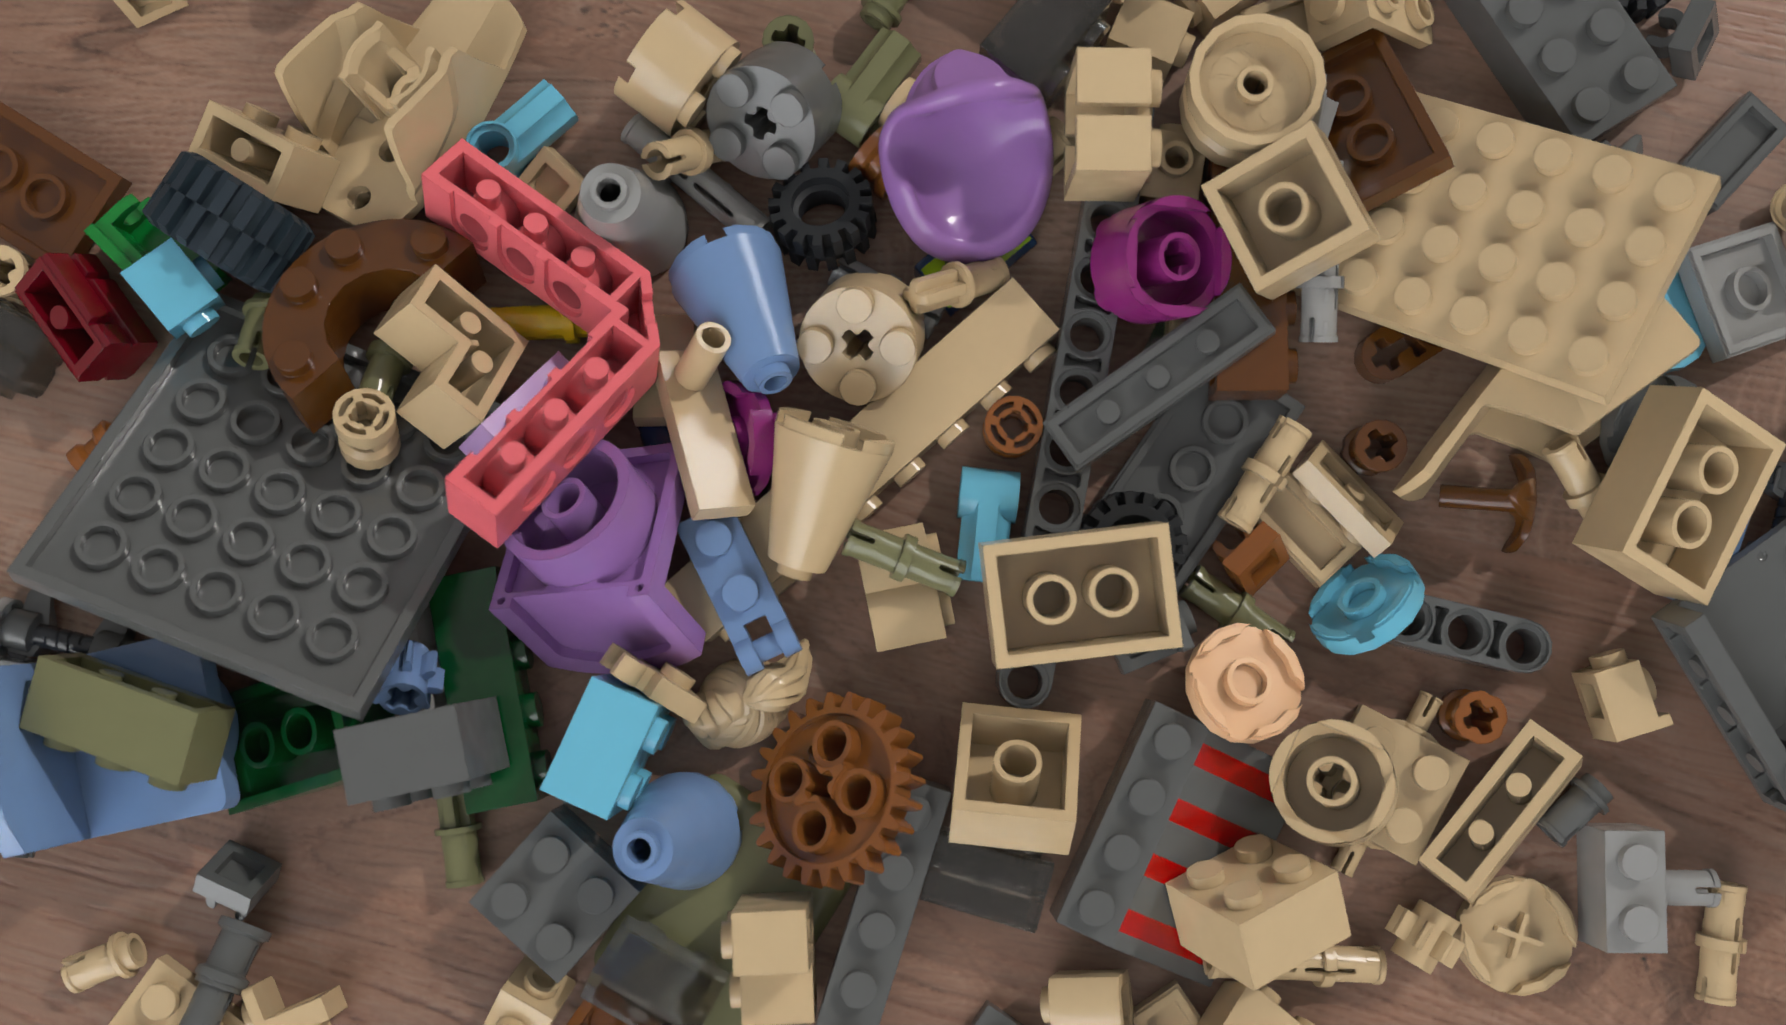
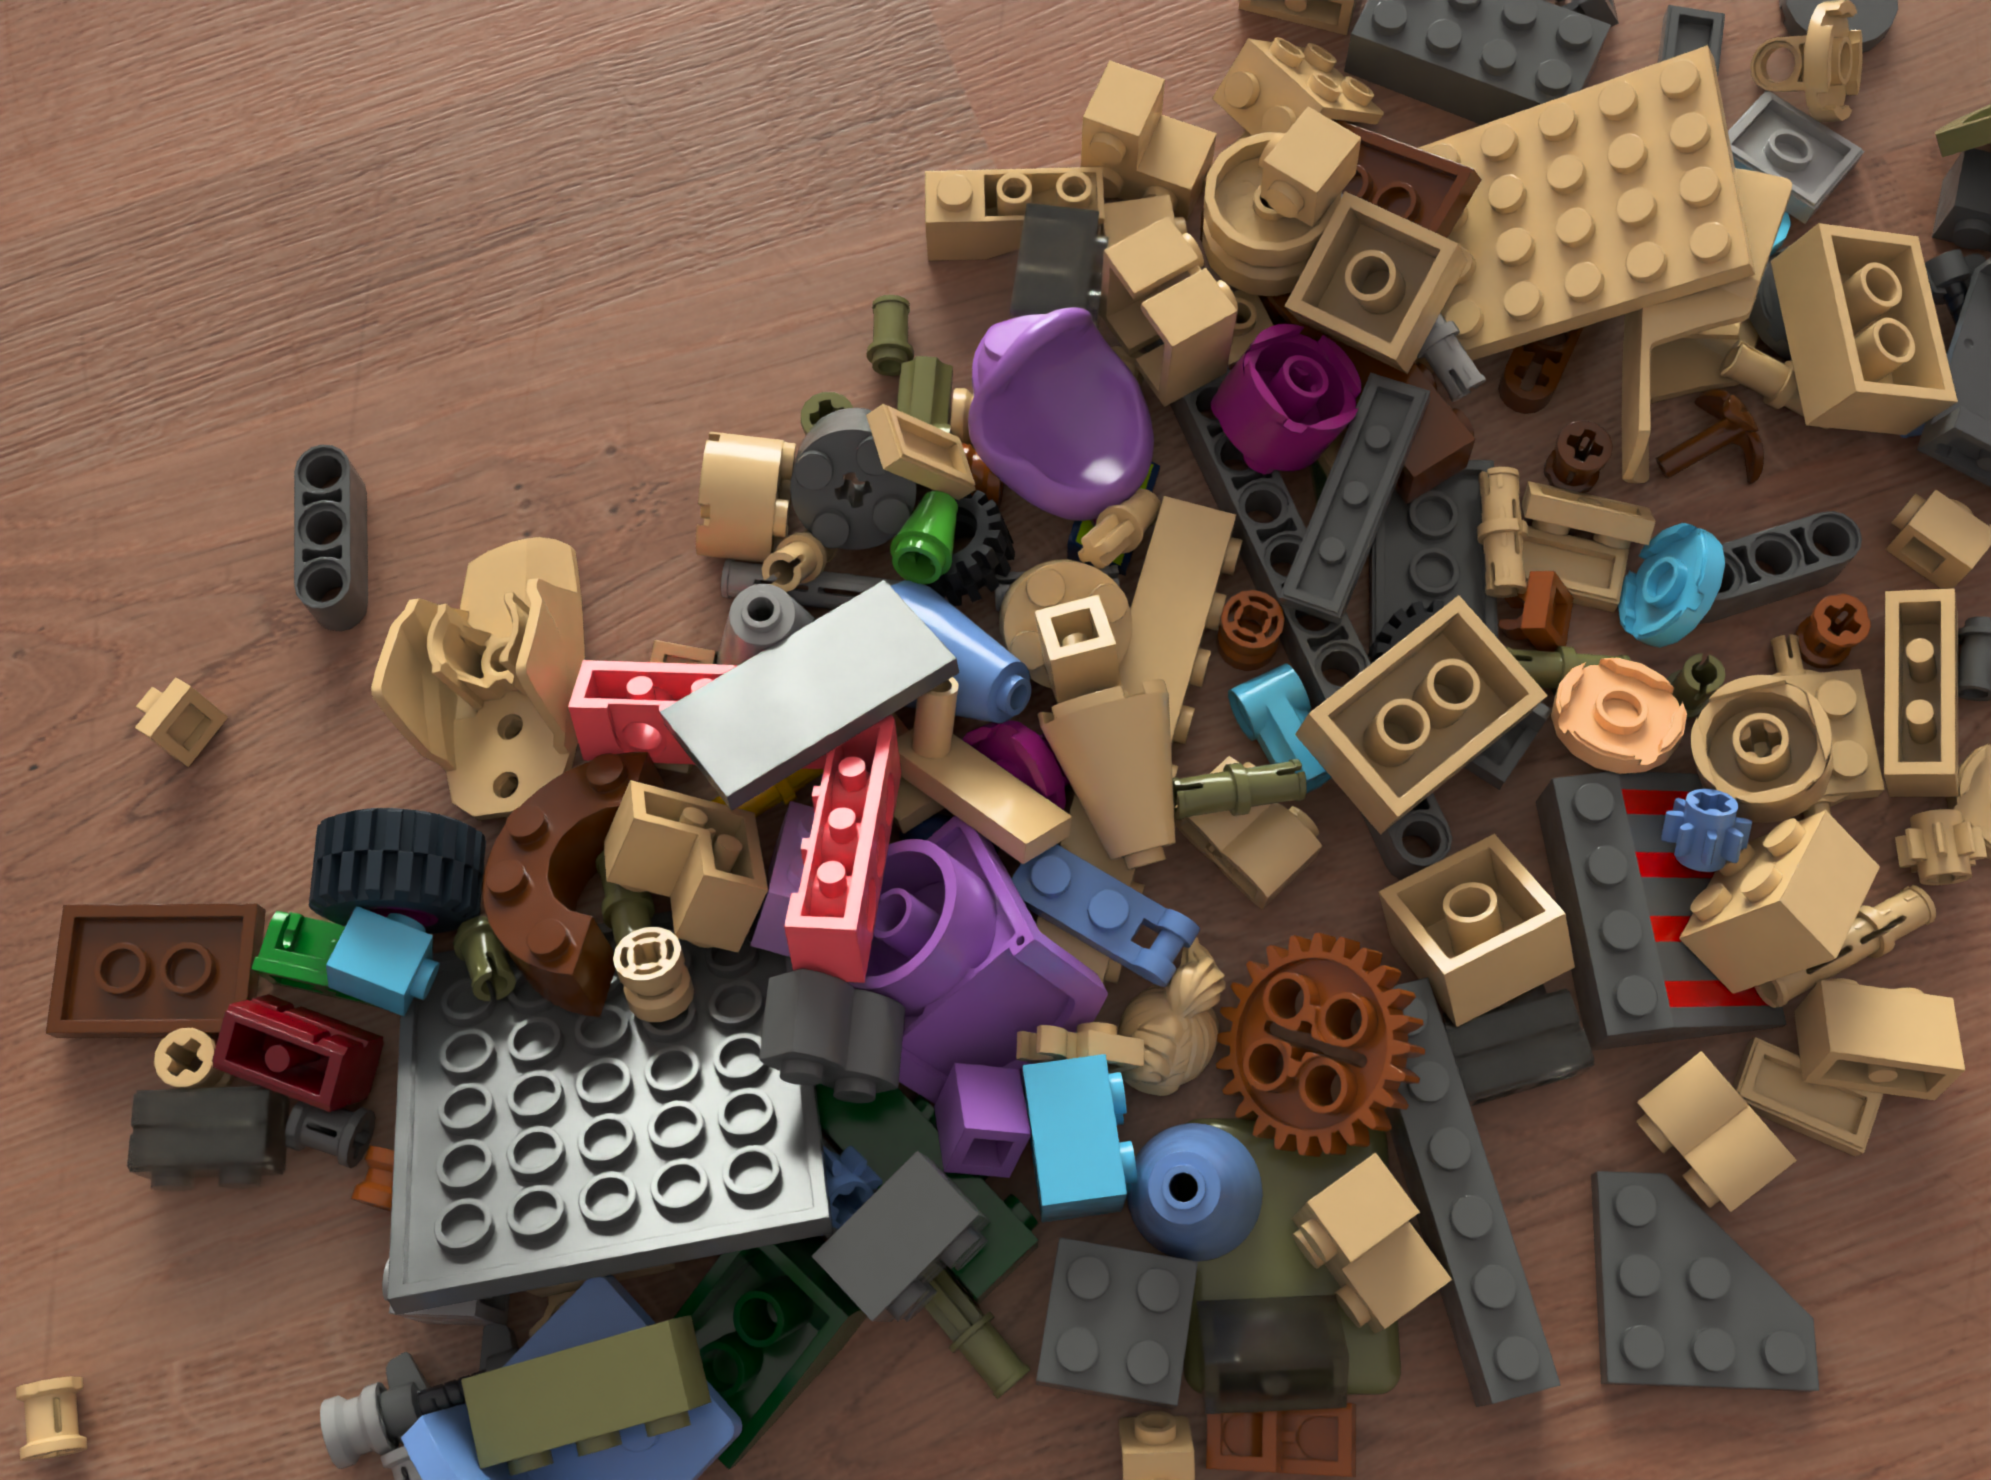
camera: 30 degrees left, 15 degrees down
(90, 399) = (347, 1142): none -> dark grey bush
(273, 161) = (415, 782): tan brick -> none
(455, 568) = (832, 1035): none -> dark grey brick
(526, 127) = (630, 623): medium azure piece -> none
(546, 689) = (982, 1120): none -> medium lavender brick
(604, 284) = (809, 693): none -> tile
(792, 202) = (926, 539): none -> bright green cone
(829, 126) = (920, 452): none -> tan tile
(839, 378) = (1078, 648): none -> tan brick
(1242, 818) = (1706, 830): none -> medium blue gear
(1293, 79) = (1308, 166): none -> tan brick
(1341, 692) = (1697, 682): none -> olive pin

